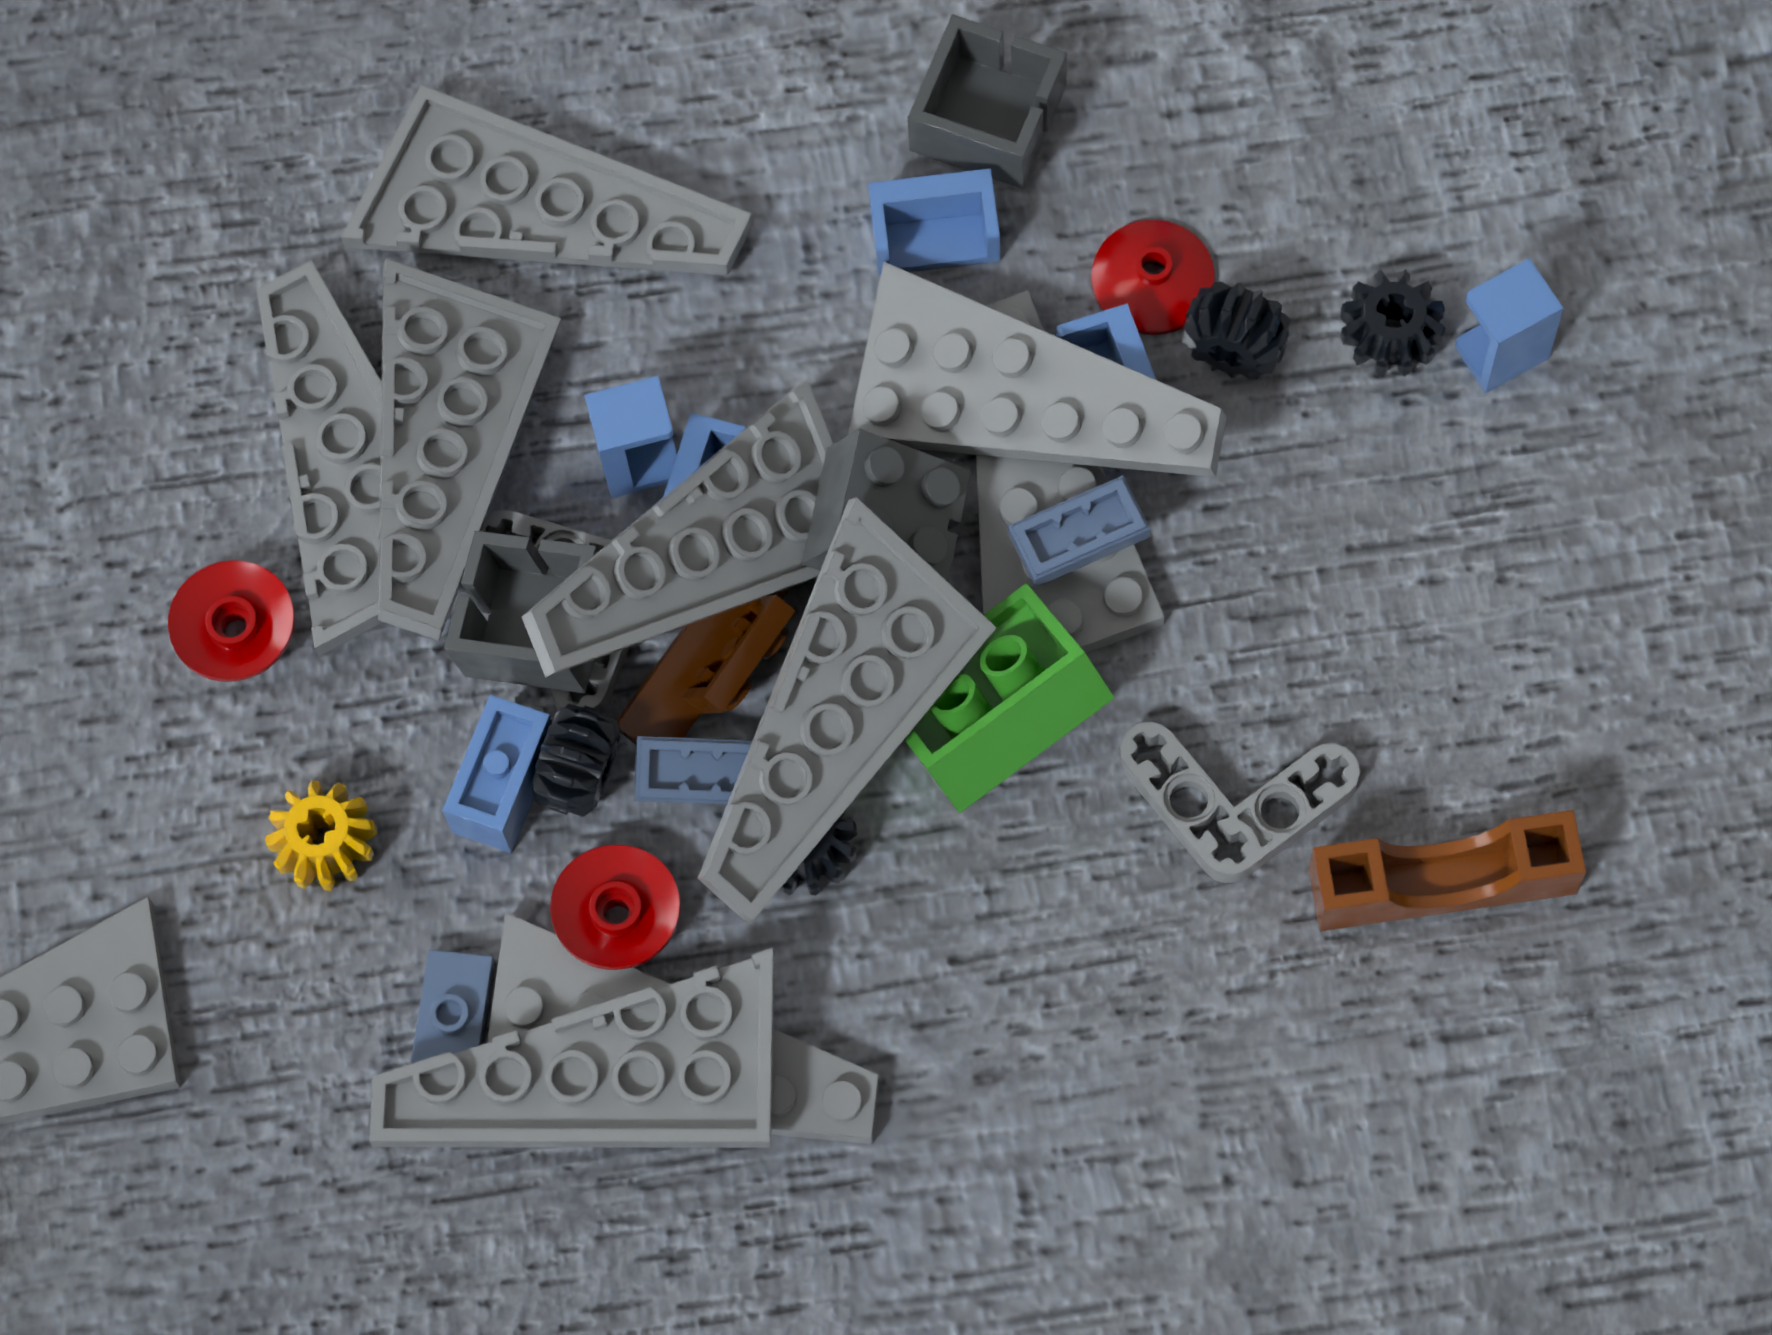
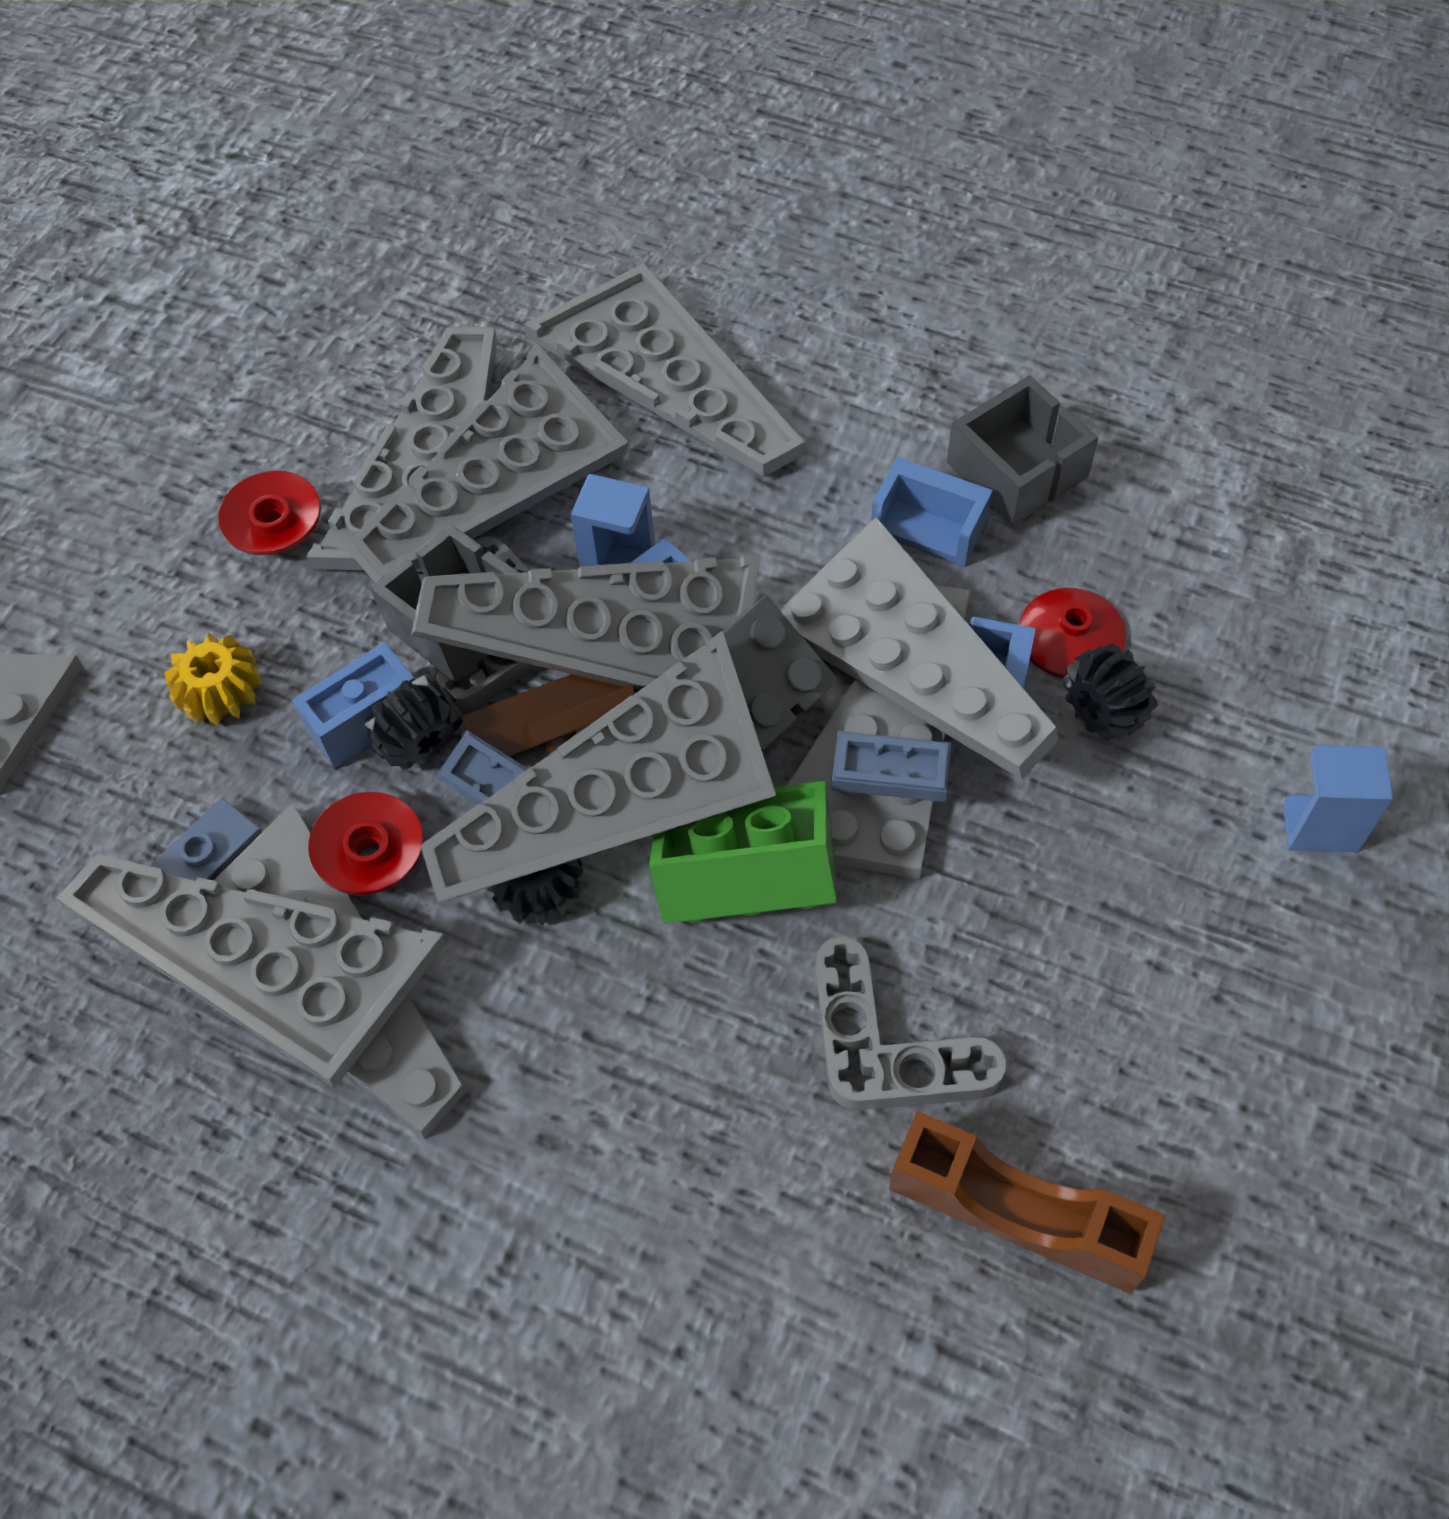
camera: 30 degrees right, 10 degrees down
(1387, 345) = (1241, 754): black gear -> none

